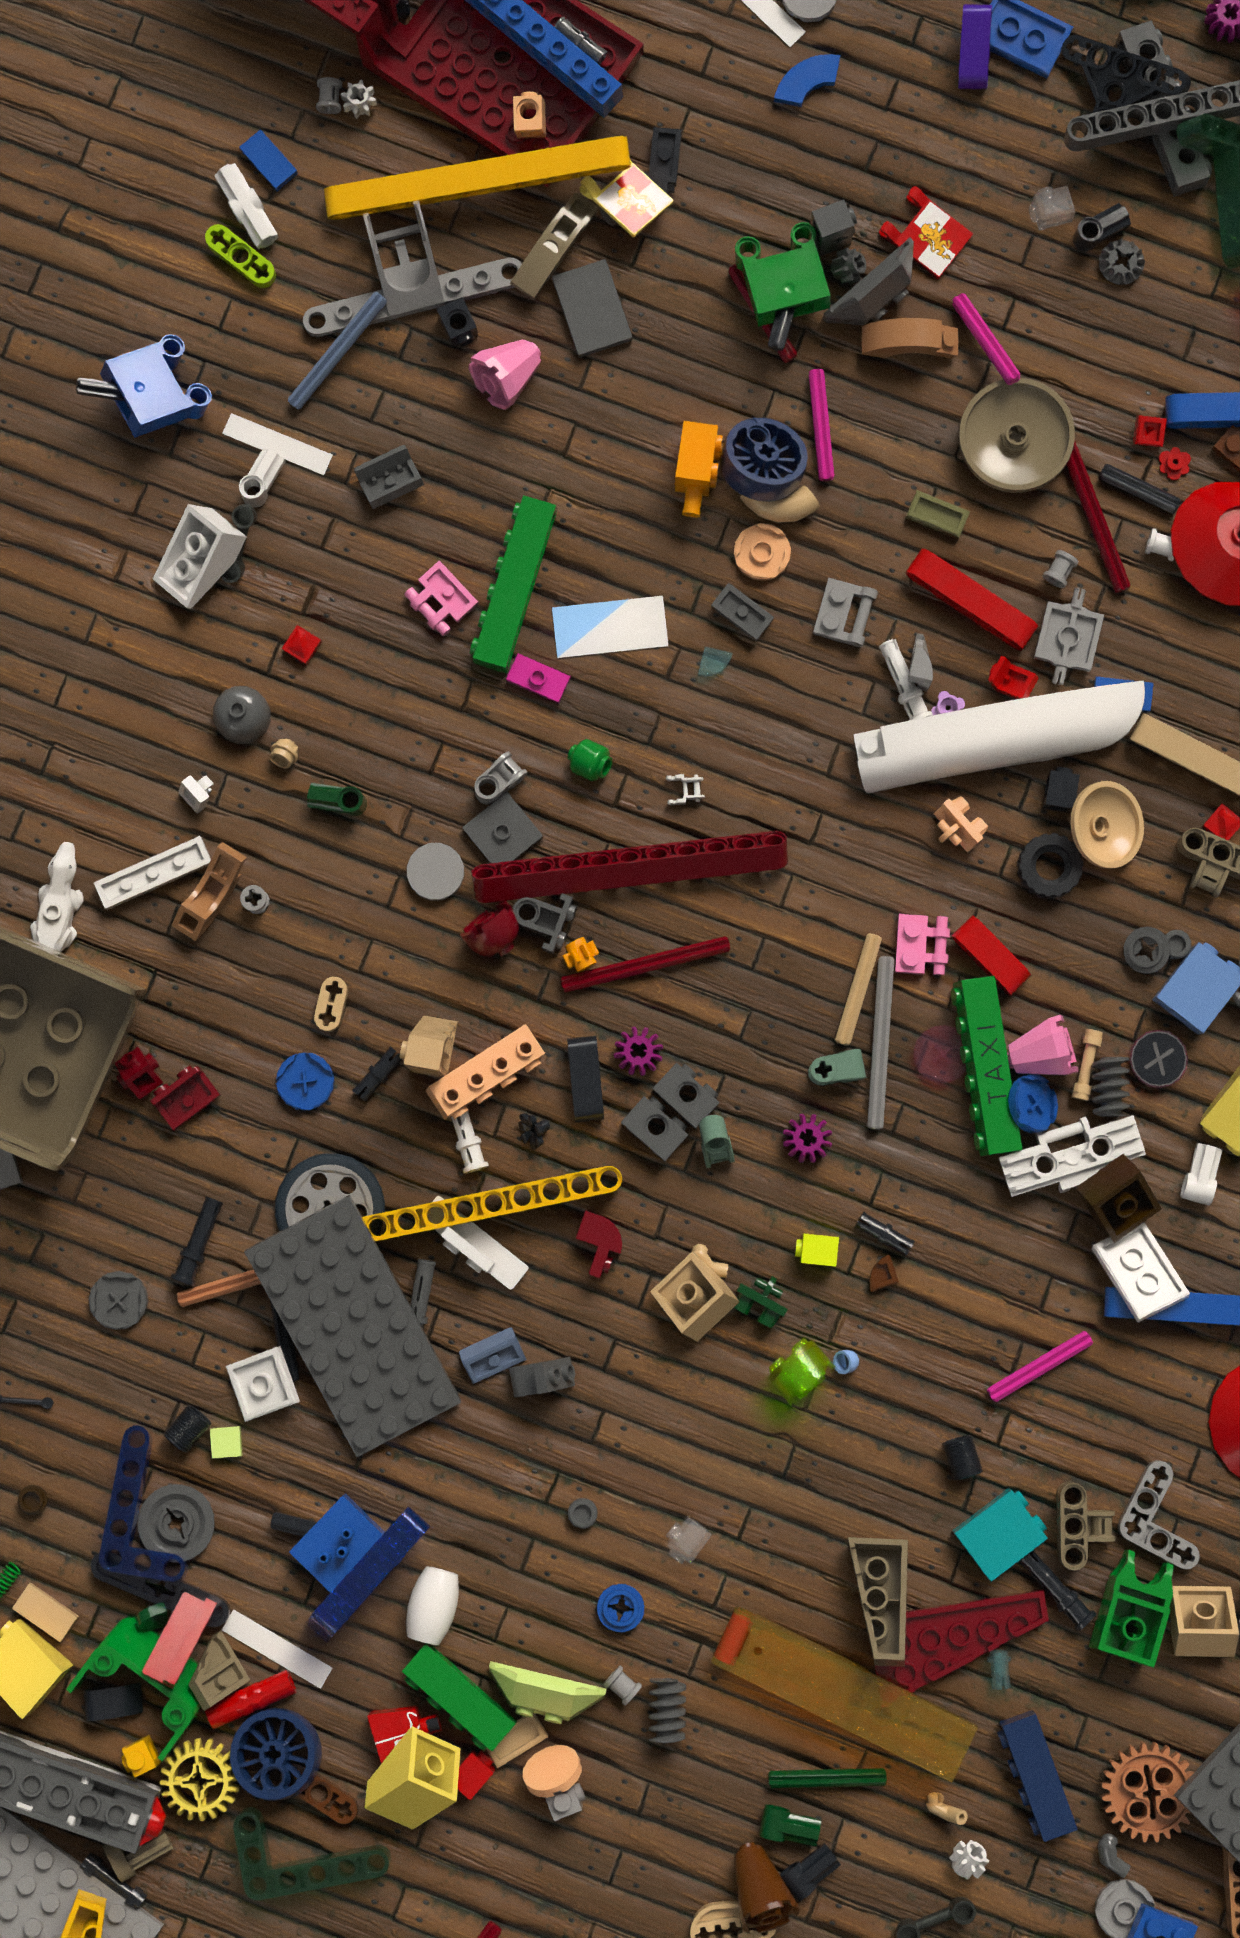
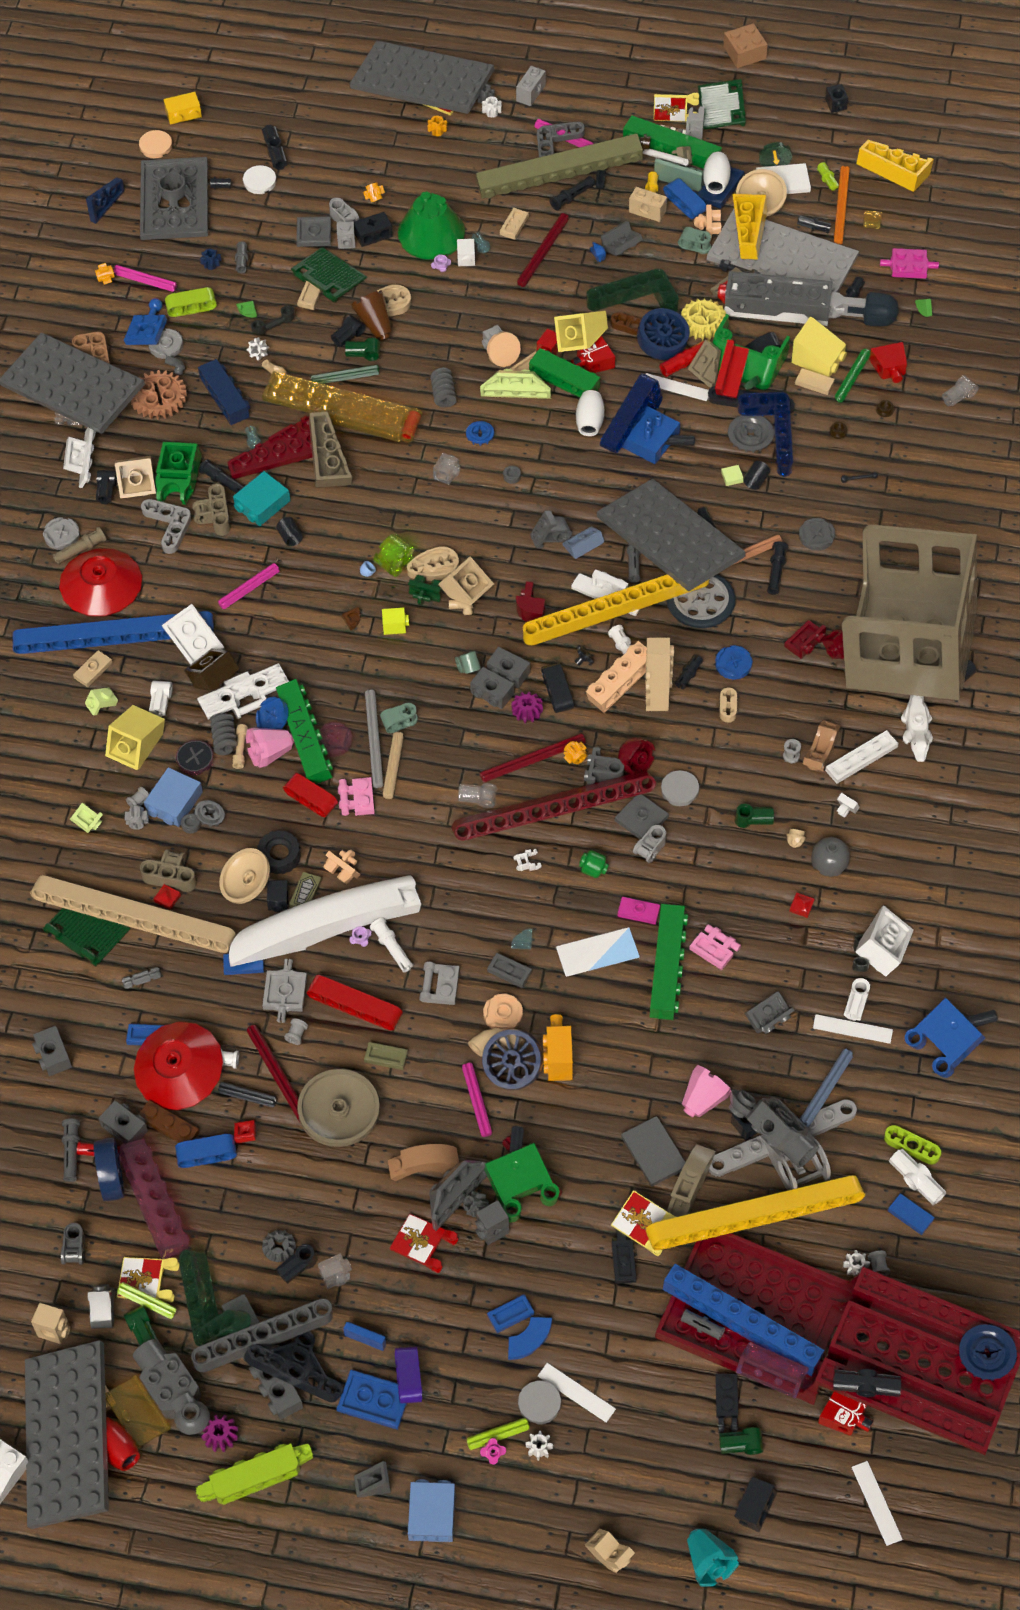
camera: 165 degrees right, 25 degrees down
(140, 1756) = (742, 320): yellow brick -> none
(262, 1383) = (717, 504): white tile -> none
(423, 281) = (777, 1124): none -> dark grey brick
(531, 127) = (727, 1254): light nougat brick -> none
(622, 1685) = (471, 396): light grey bush -> none
(731, 909) = (483, 795): none -> clear piece
(735, 1369) = (433, 556): none -> tan piece
(798, 1143) = (411, 677): magenta gear -> none
(826, 117) = (510, 1313): none -> blue tile
(884, 1234) = (354, 637): black pin -> none
(921, 667) = (382, 949): light grey slope -> none
(986, 339) = (369, 1168): dark pink axle -> none
(1012, 679) = (319, 957): red bracket -> none
(1018, 795) = (305, 889): none -> tile
(1023, 112) = (365, 1336): none -> blue tile
(1174, 470) = (219, 1116): red plant -> none

